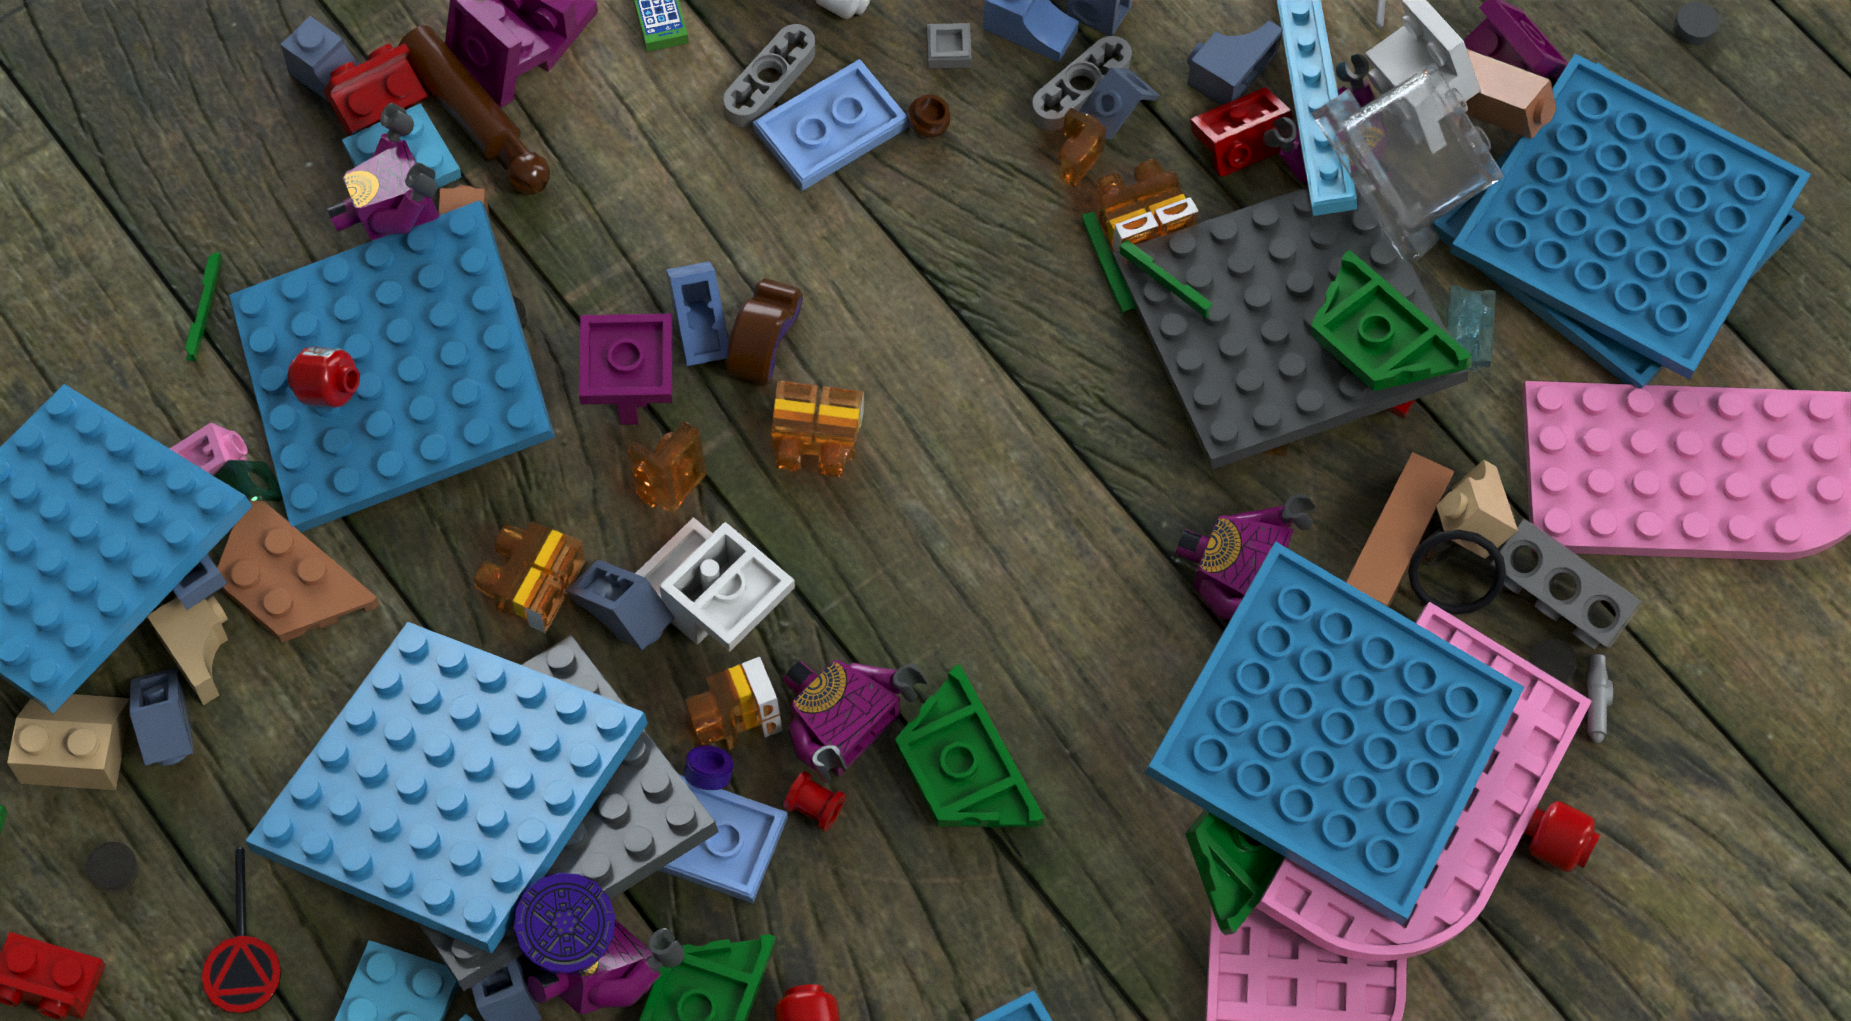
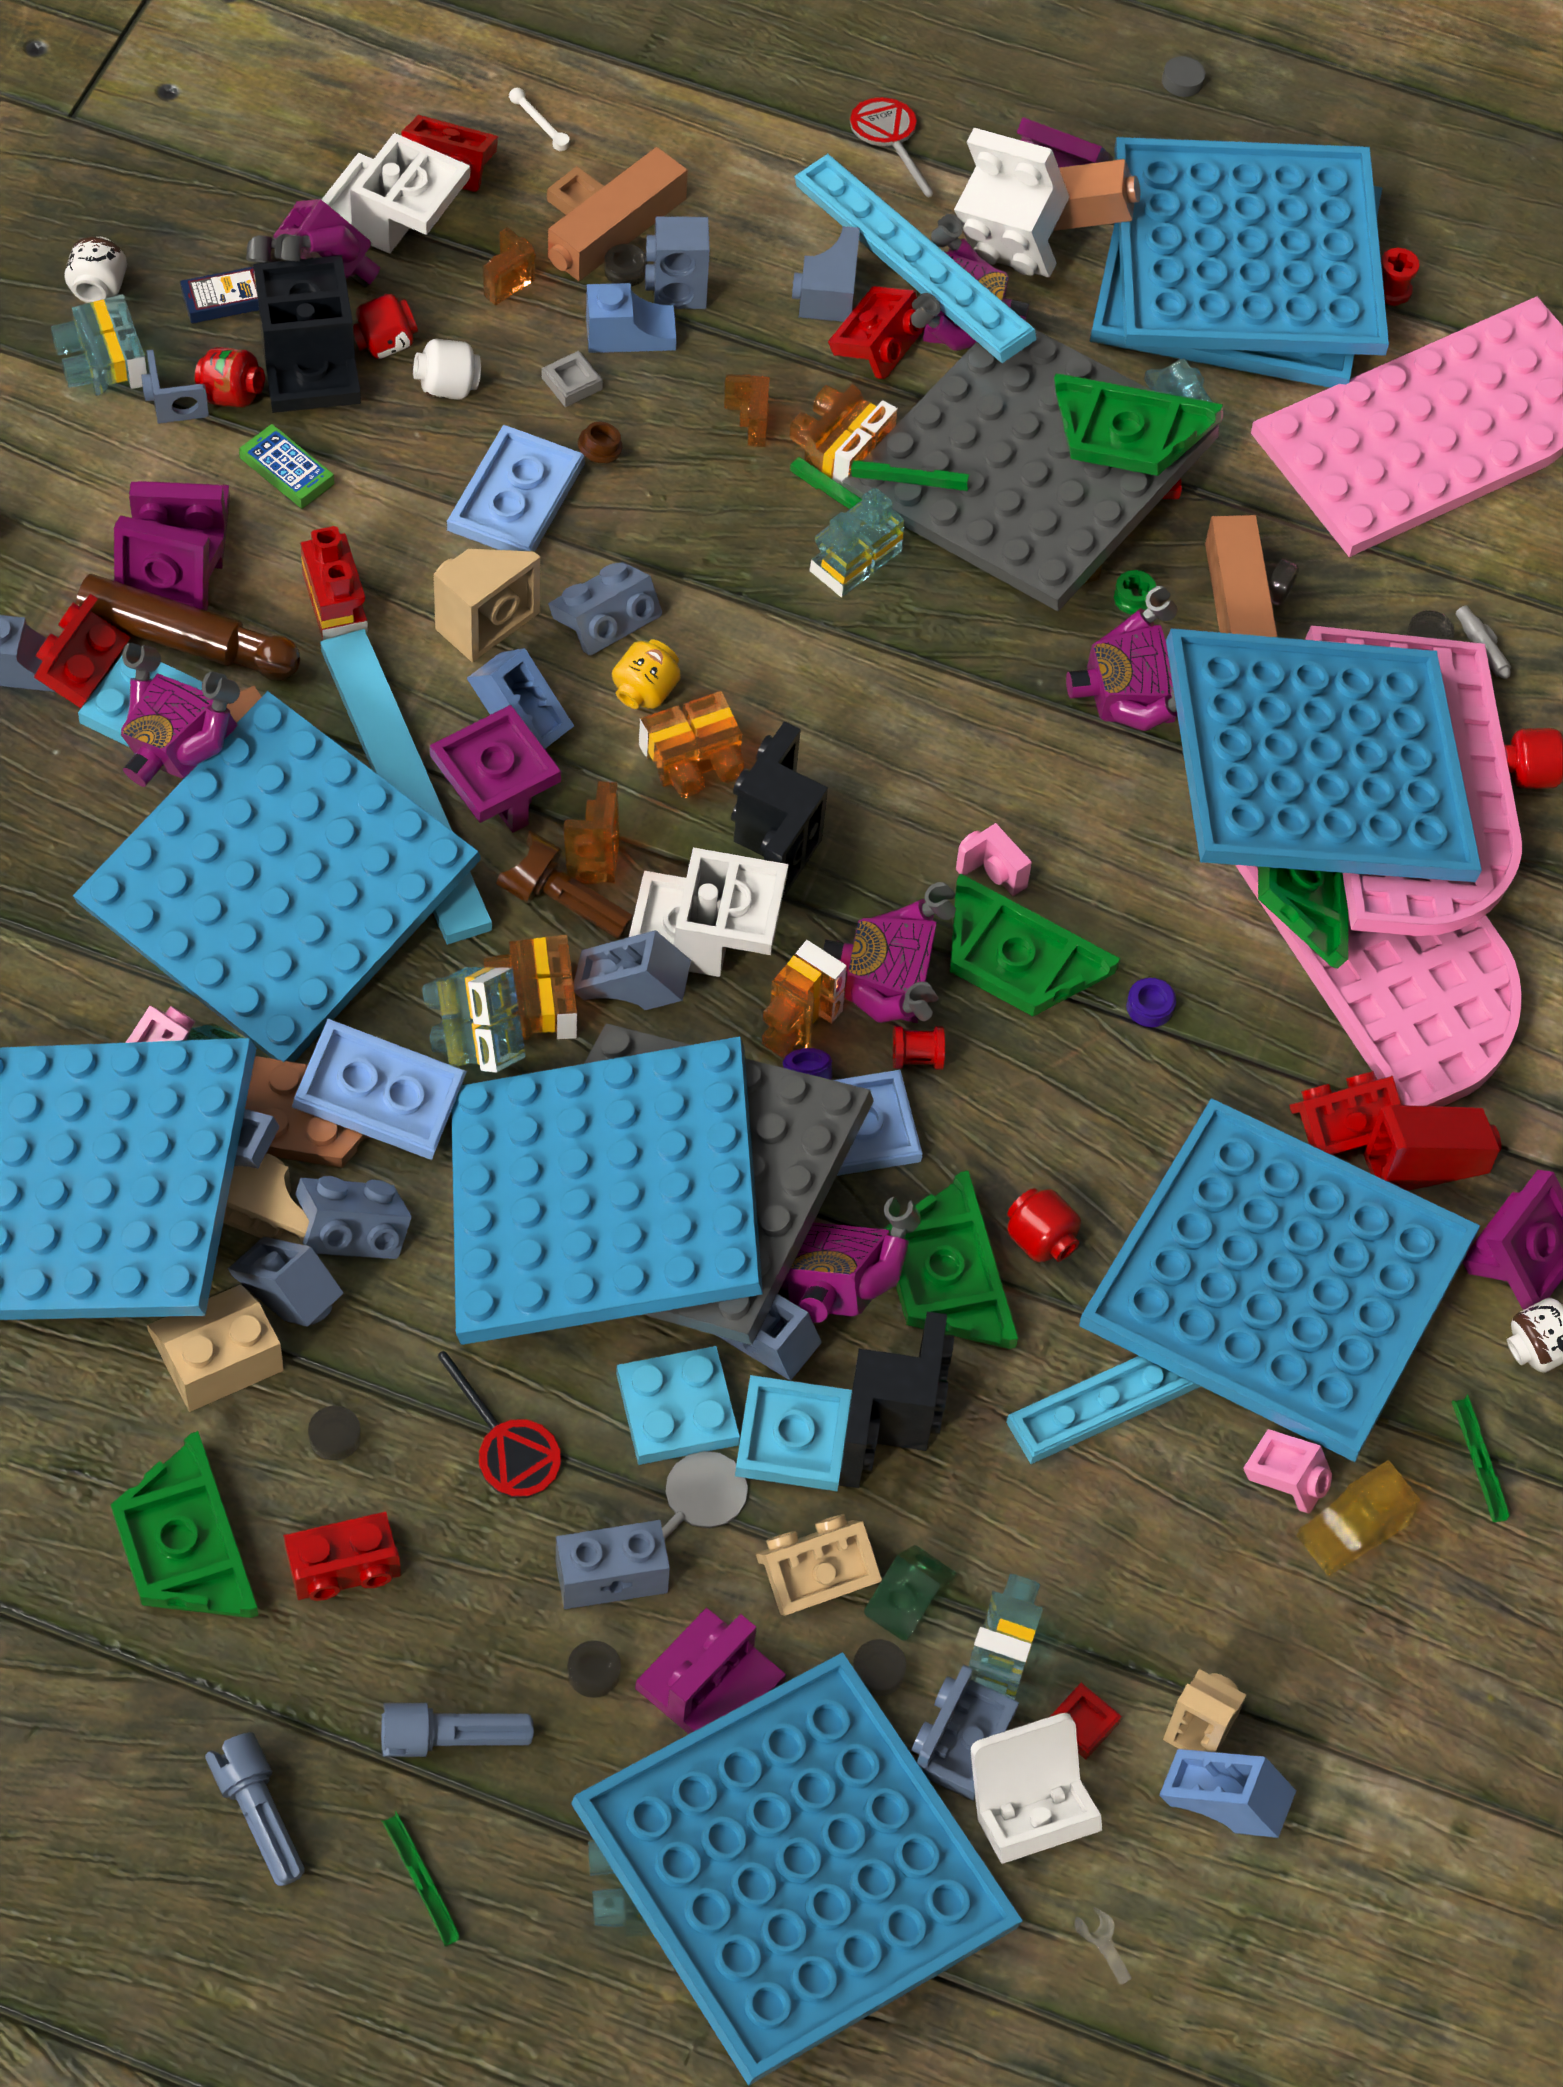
camera: 35 degrees left, 5 degrees down
(197, 329) = (60, 939): green piece -> none
(245, 691) = (353, 1217): none -> sand blue bracket
(323, 377) = (234, 910): red head -> none
(344, 592) = (379, 1089): none -> light blue tile
(456, 576) = (476, 1018): none -> clear light blue hips
(558, 328) = (397, 761): none -> medium azure tile
(564, 923) = (808, 1235): dark purple tile -> none
(604, 474) = (540, 873): none -> reddish brown piece
(615, 133) = (333, 583): none -> red hips
(726, 207) = (485, 597): none -> tan slope
(759, 330) = (593, 688): reddish brown animal -> none
(770, 57) = (438, 491): light grey beam -> none
(818, 343) = (646, 674): none -> yellow head
(833, 264) = (607, 606): none -> sand blue bracket
(834, 526) = (778, 808): none -> black bracket
(1002, 657) = (999, 854): none -> bright pink bracket
(1051, 871) = (1151, 1002): none -> dark purple tile
(1081, 313) = (858, 543): none -> clear light blue hips
(1085, 65) = (715, 371): light grey beam -> none
(1116, 98) = (753, 352): sand blue bracket -> none
(1308, 471) = (1123, 595): none -> green bush
(1410, 155) = (1054, 269): clear windscreen -> none
(1453, 535) = (1285, 572): black piece -> none
(1480, 507) = (1298, 536): tan arch -> none
(1591, 585) = (1420, 547): light grey brick -> none
(1759, 307) = (1397, 271): none -> red bush

